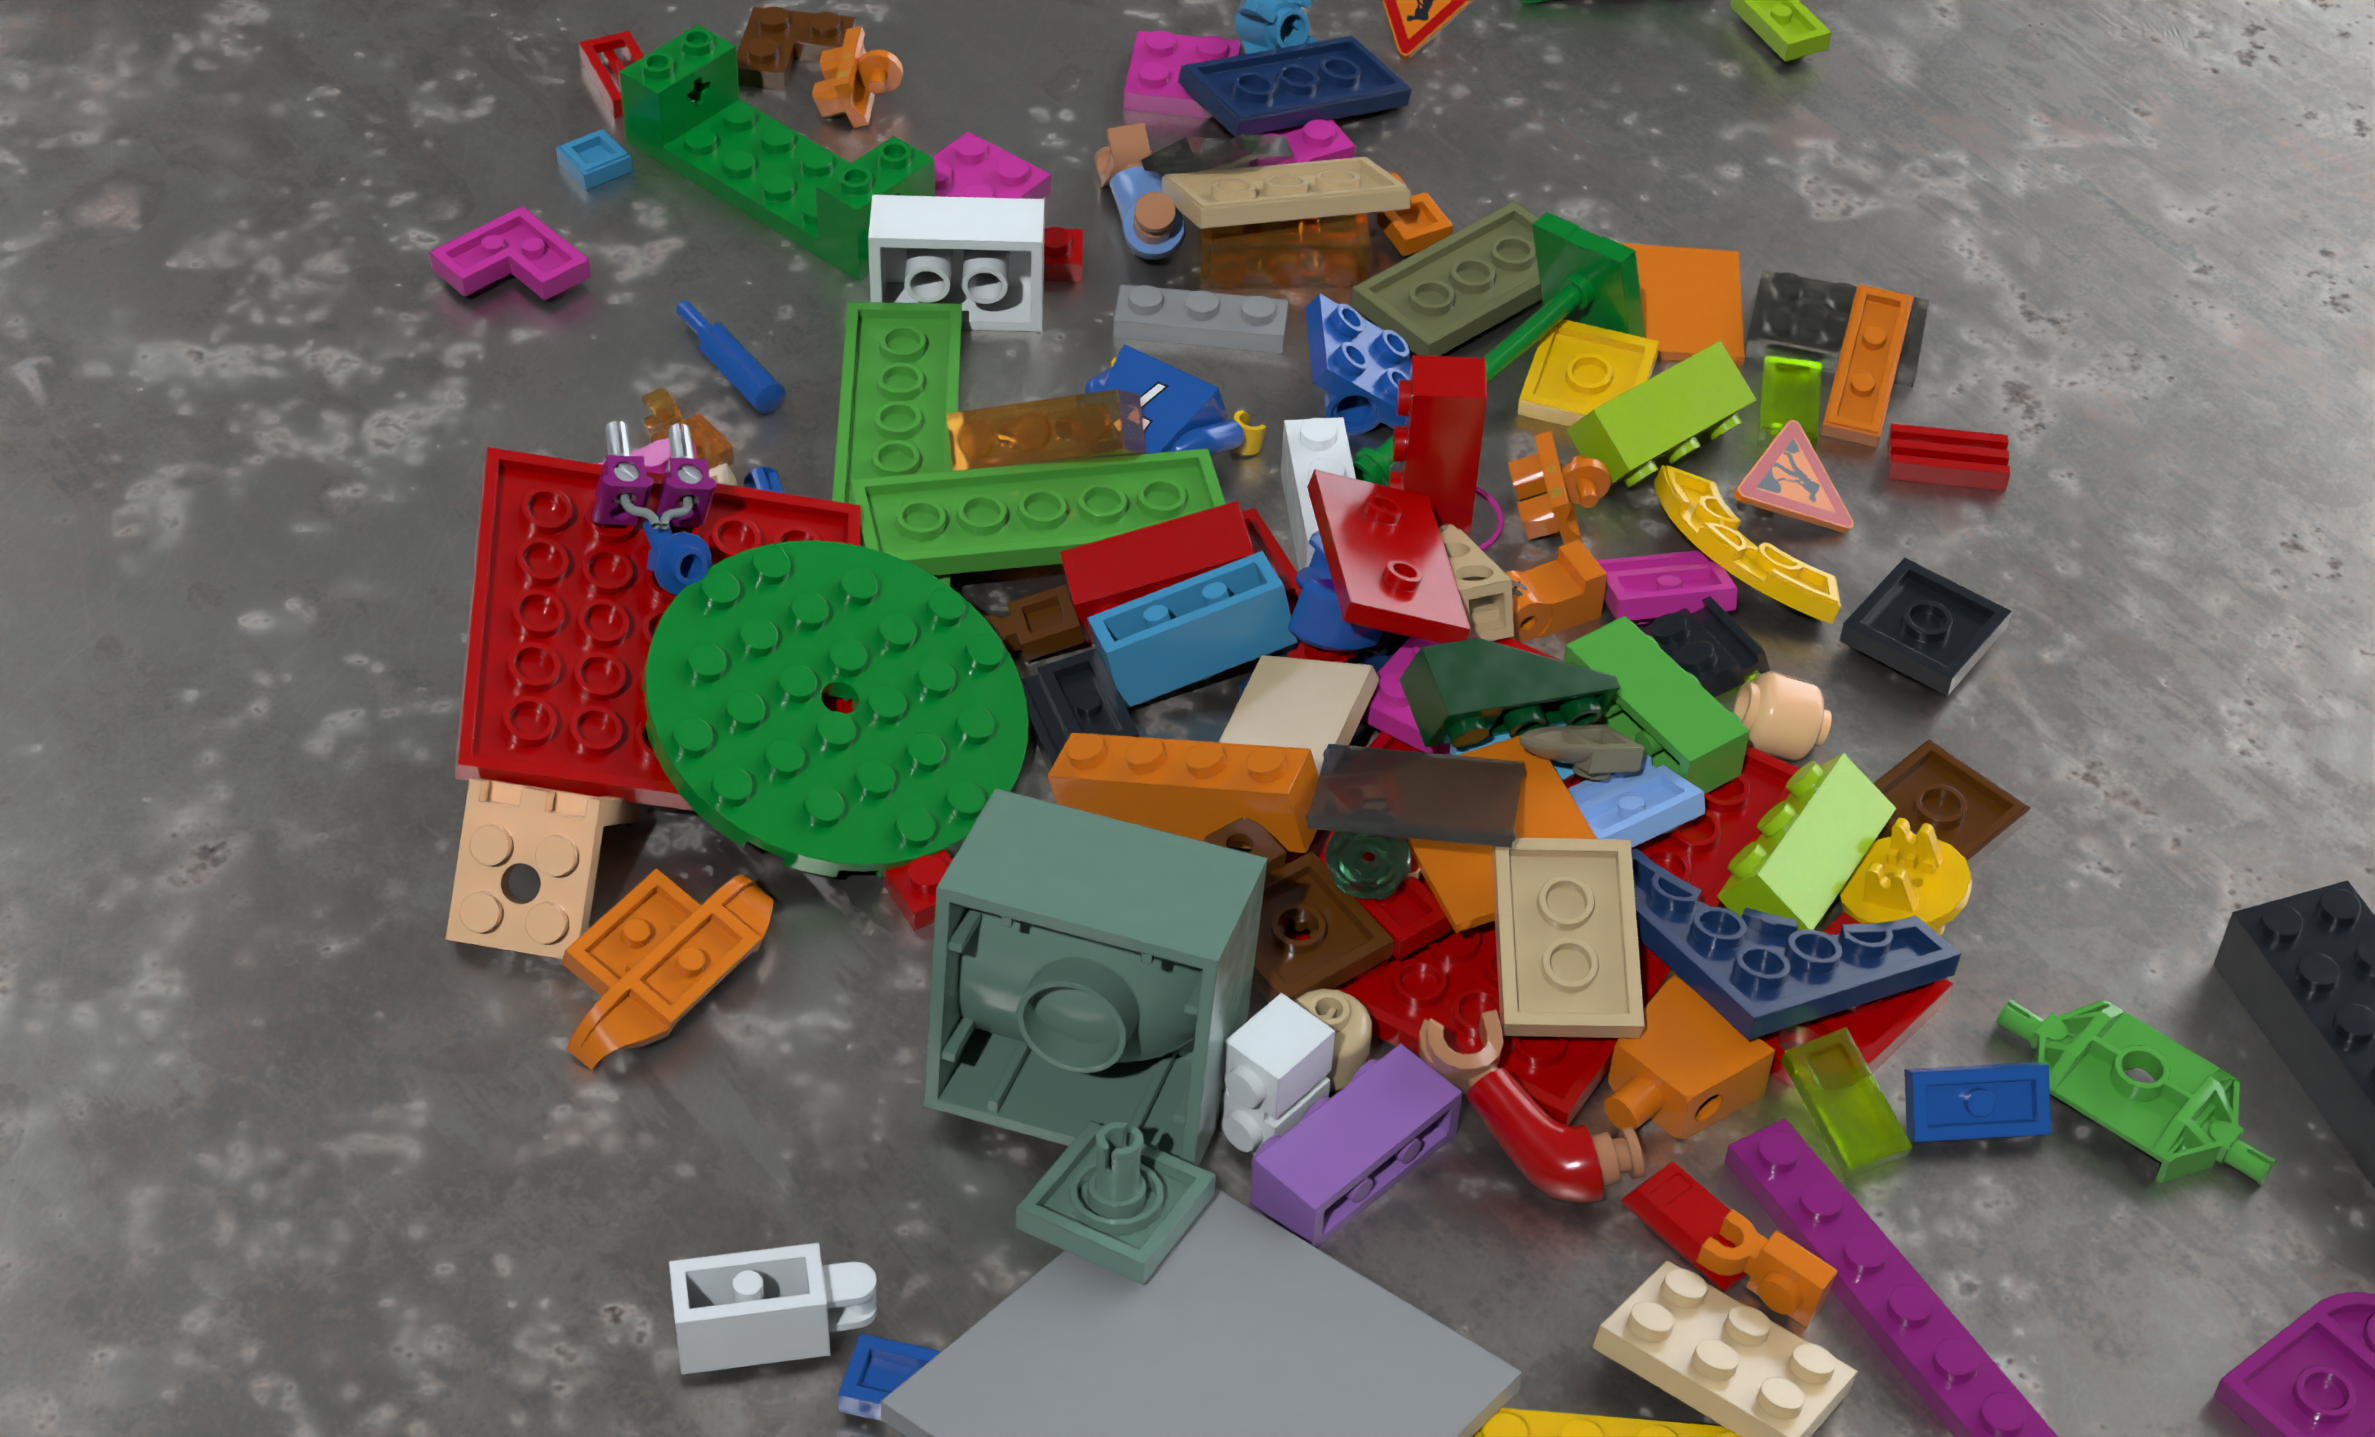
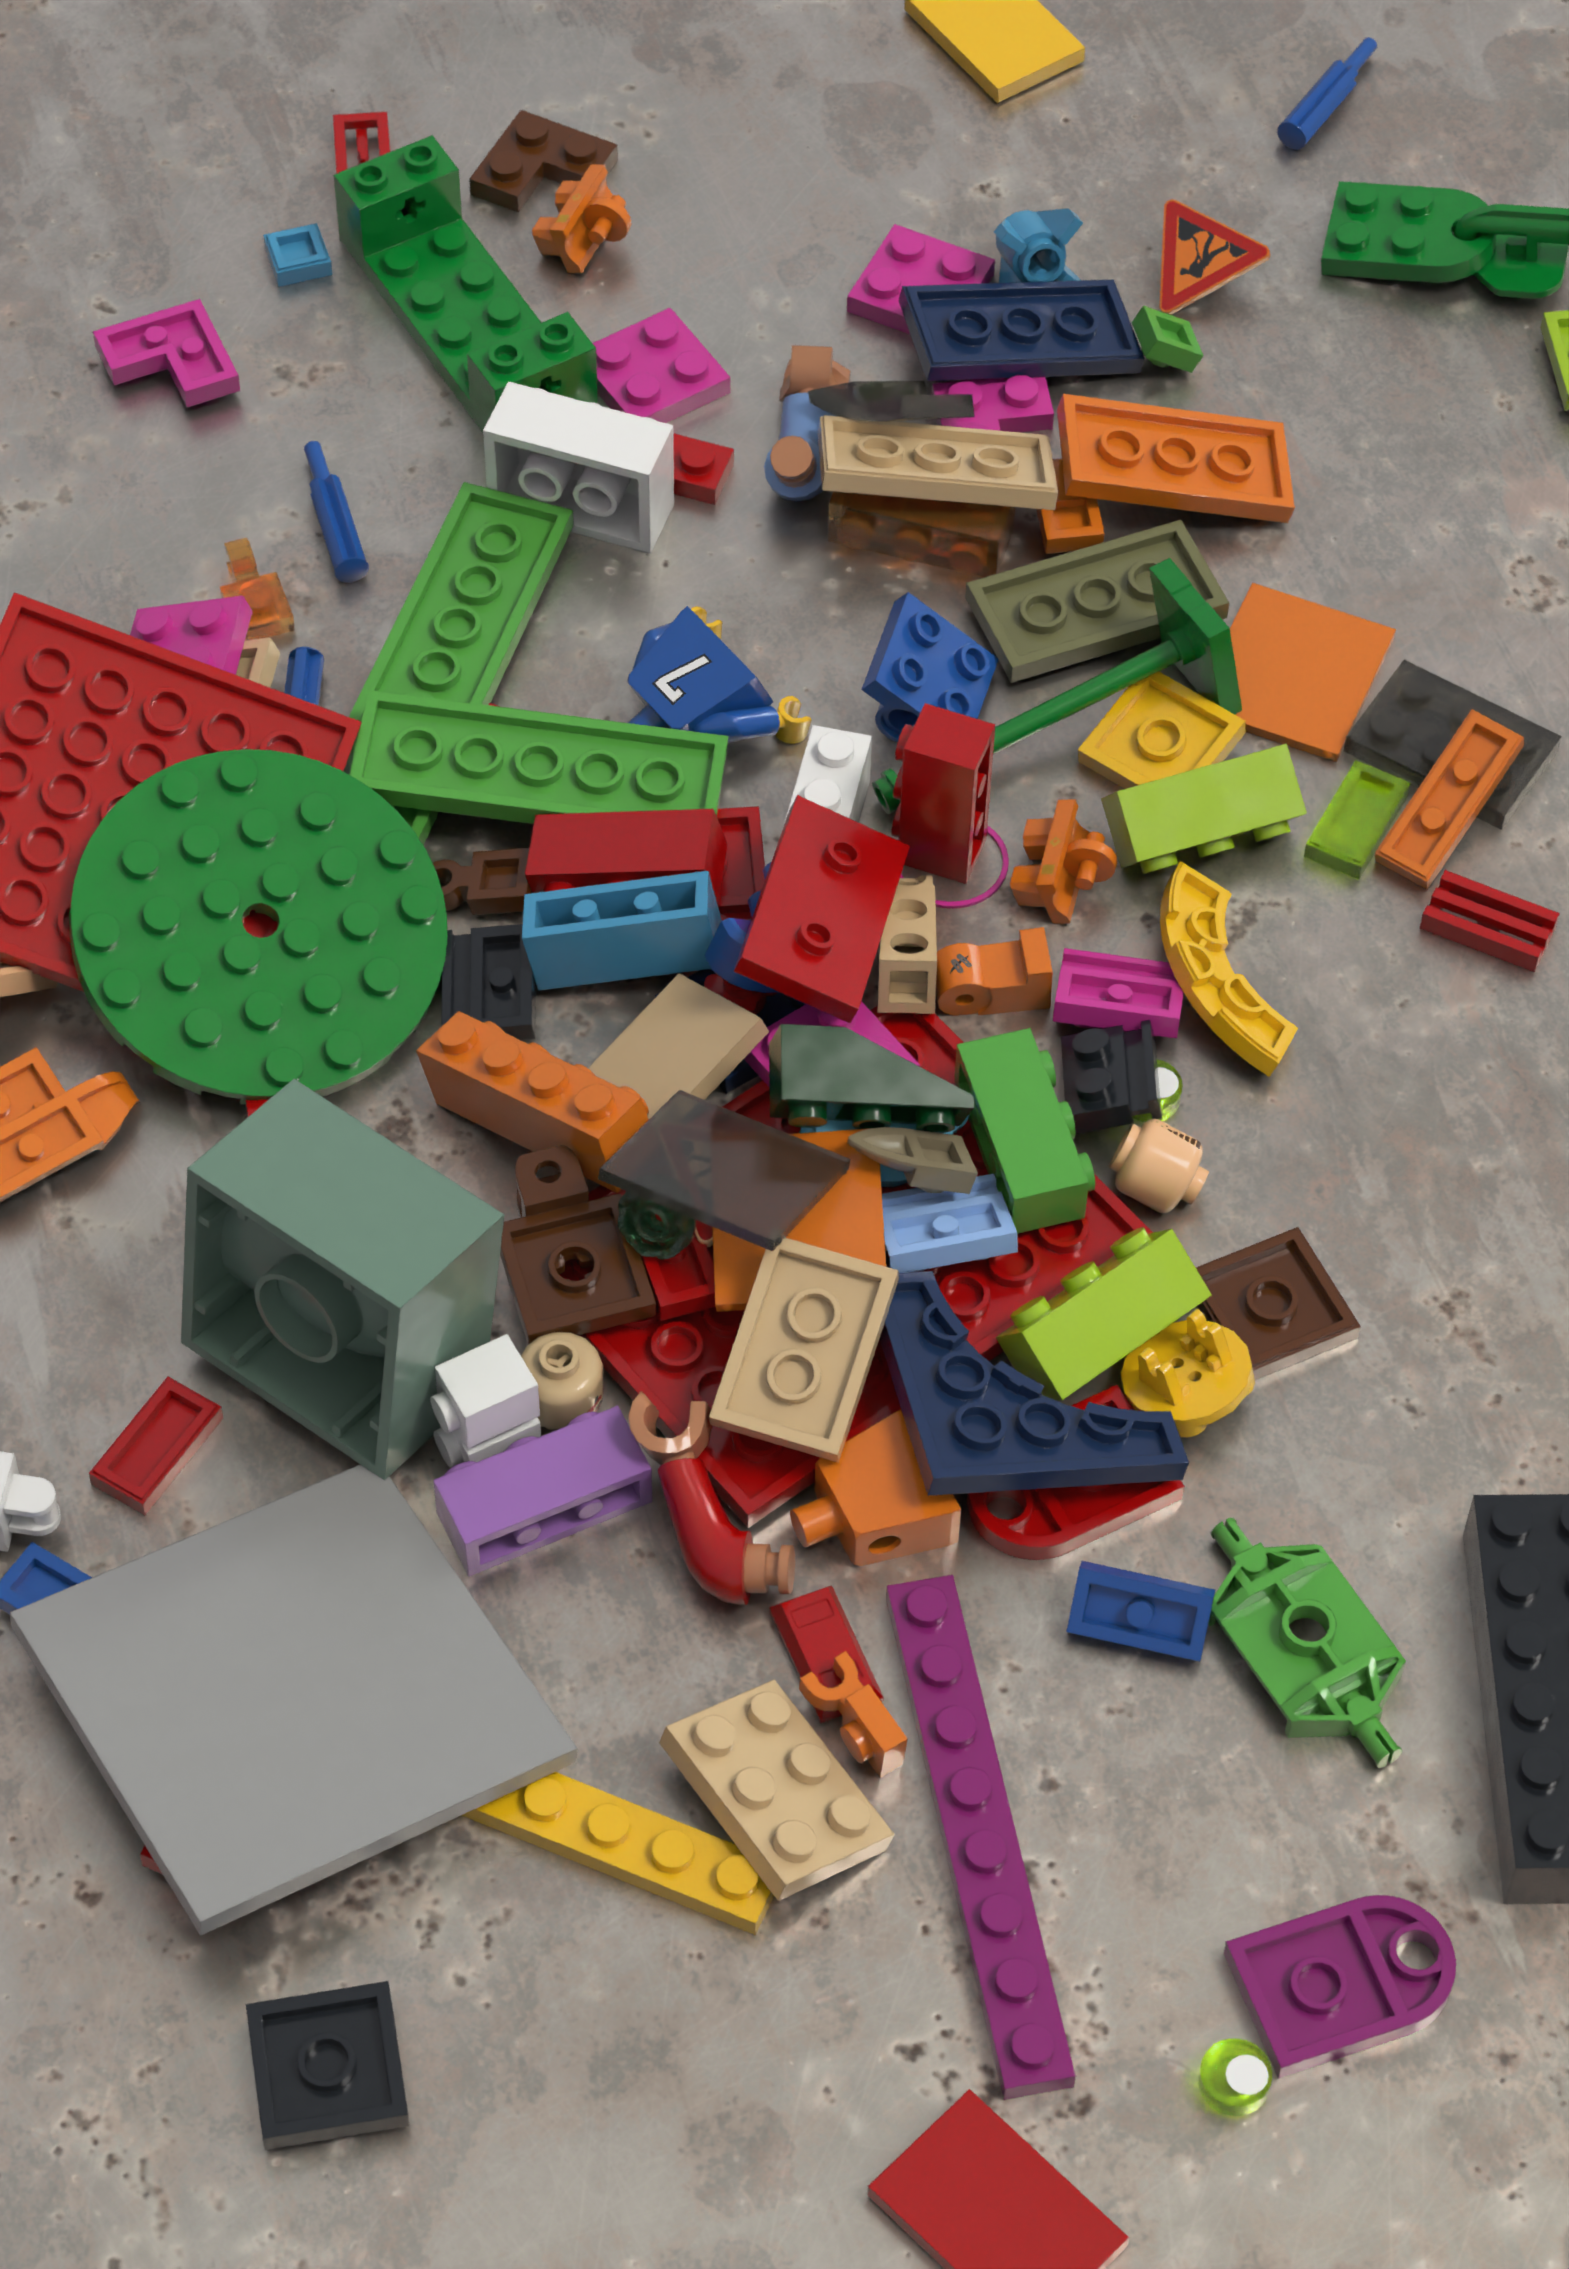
camera: 20 degrees right, 10 degrees up
(625, 488) = (120, 672): magenta piece -> none
(676, 557) = (153, 746): blue plate -> none
(938, 1213) = (156, 1445): none -> red tile
(1048, 430) = (576, 684): clear orange brick -> none
(1116, 1200) = (294, 1486): sand green plate -> none
(1201, 318) = (809, 578): light grey plate -> none
(1424, 71) = (1167, 339): none -> bright green plate
(1485, 154) = (1175, 458): none -> orange plate
(1794, 482) = (1304, 913): piece -> none
(1846, 1103) = (1016, 1576): clear neon green tile -> none
(1925, 626) = (1359, 1104): black plate -> none

